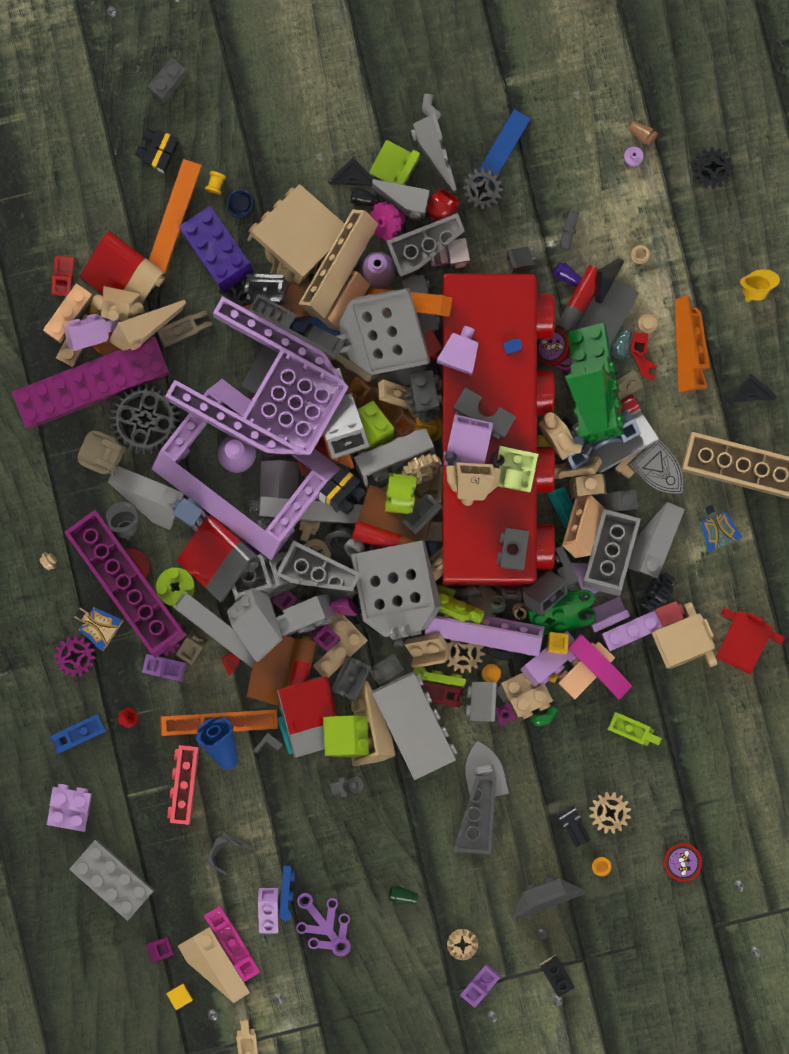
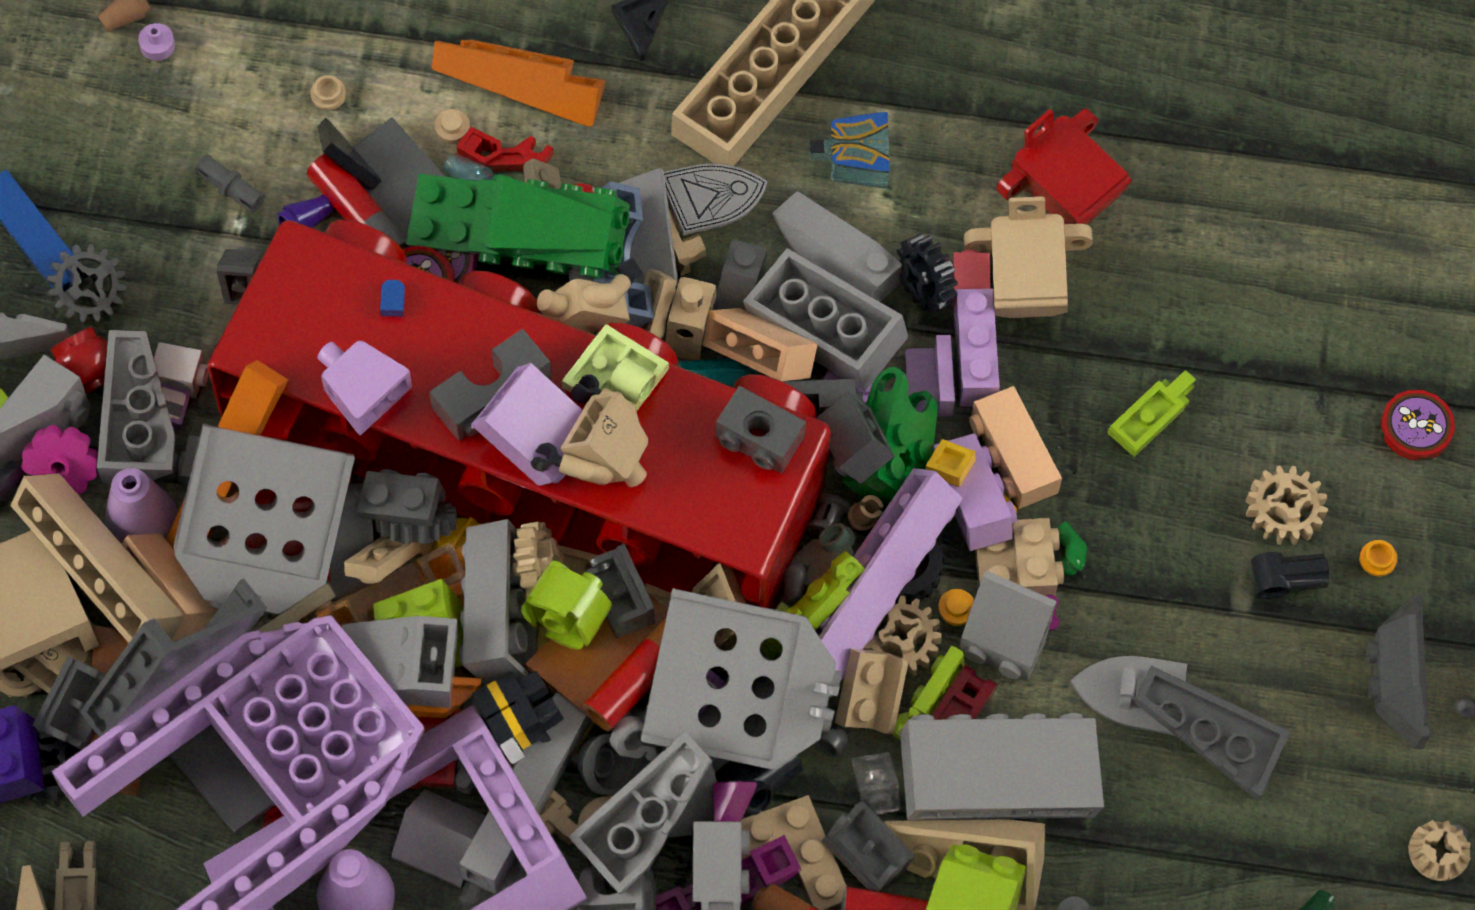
camera: 70 degrees left, 20 degrees down
(600, 666) = (1017, 413): dark pink slope -> none

